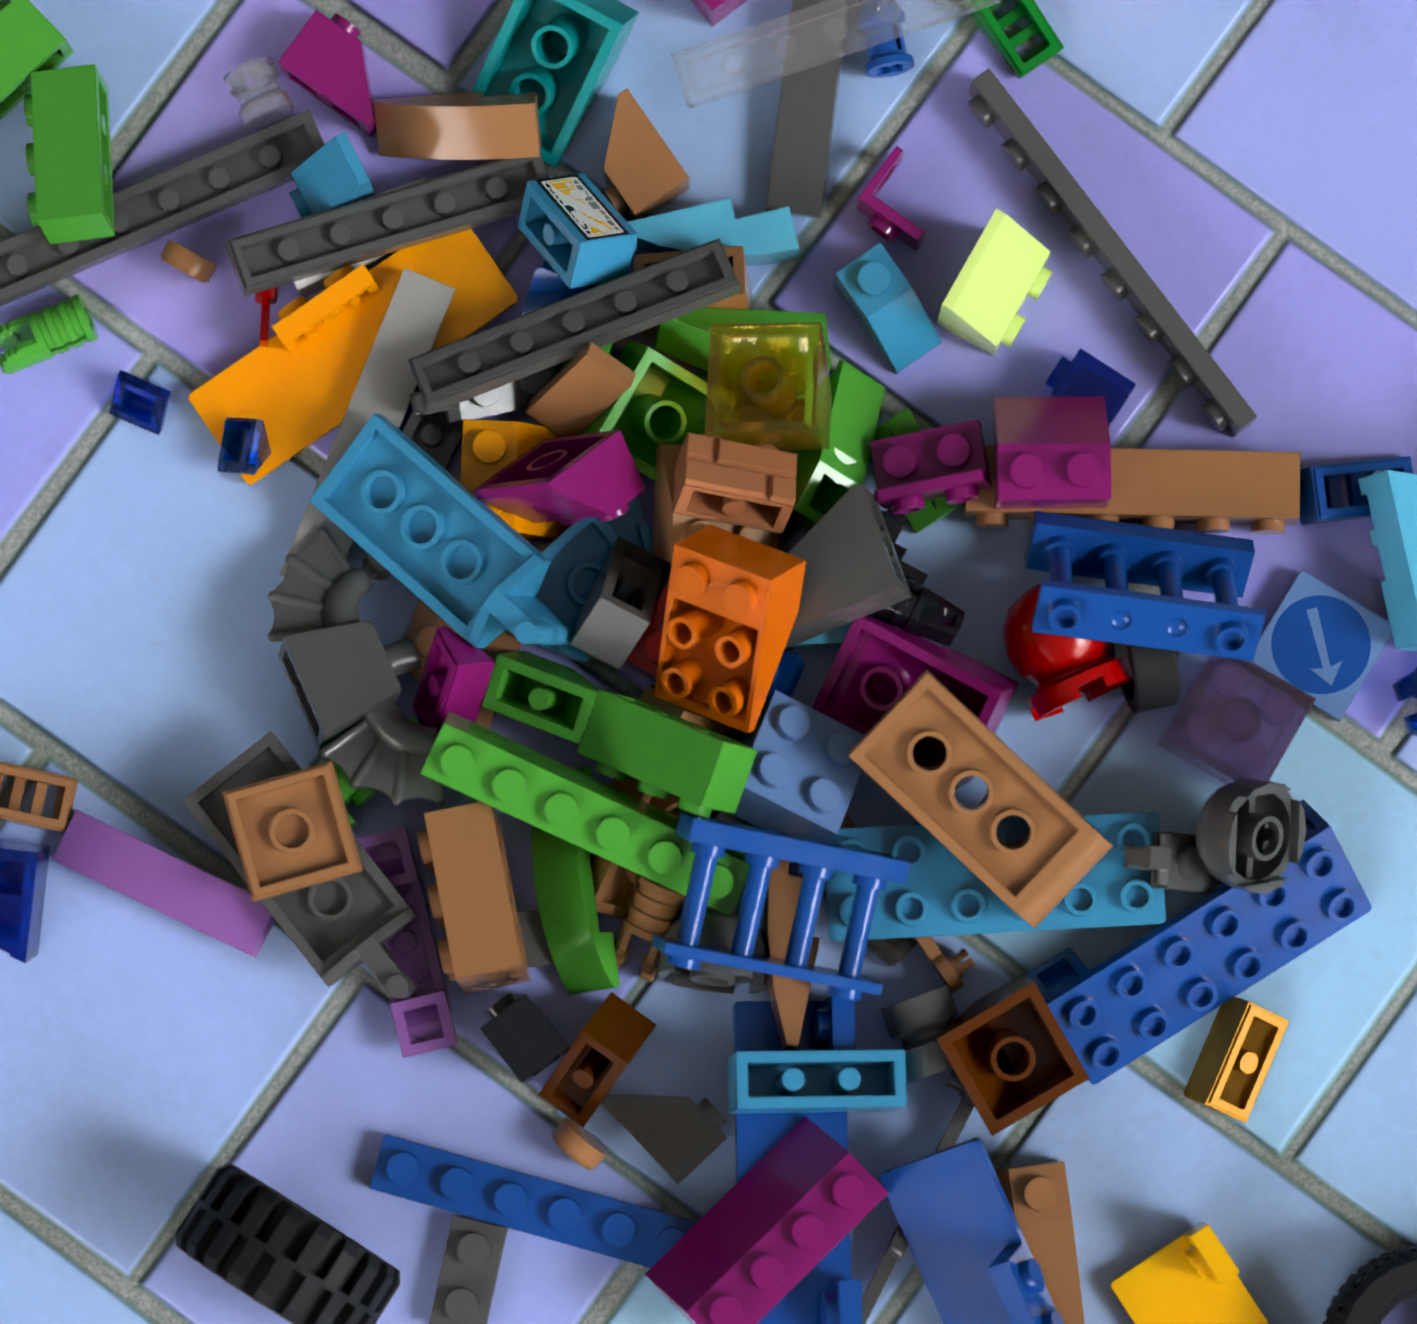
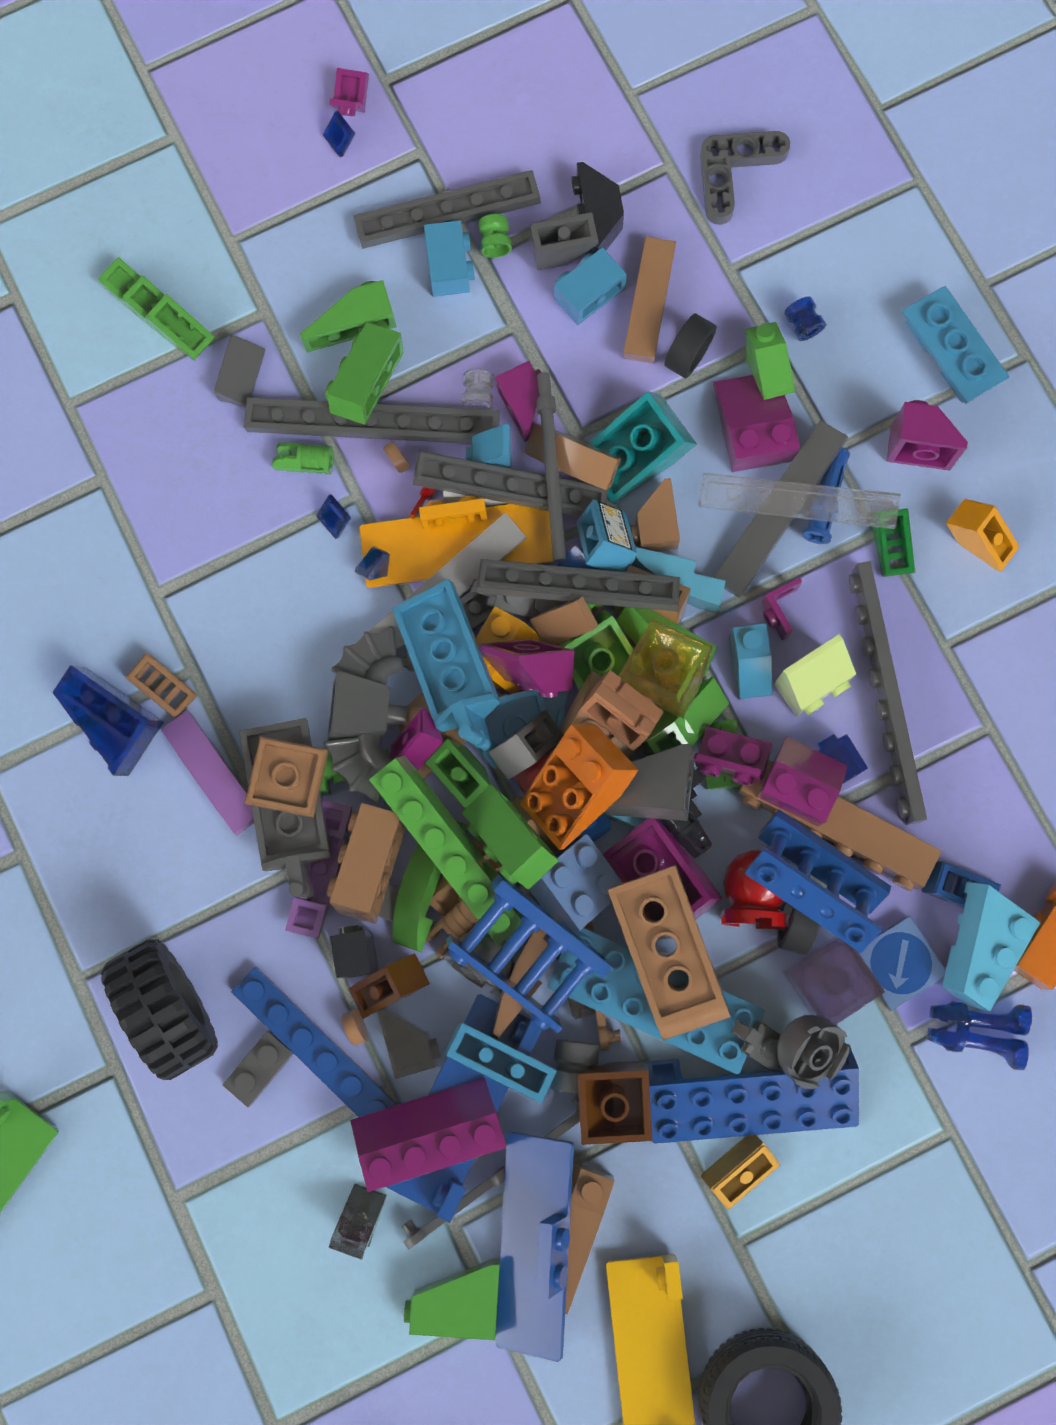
camera: 30 degrees right, 5 degrees down
(382, 72) = (546, 407): none -> dark grey bar

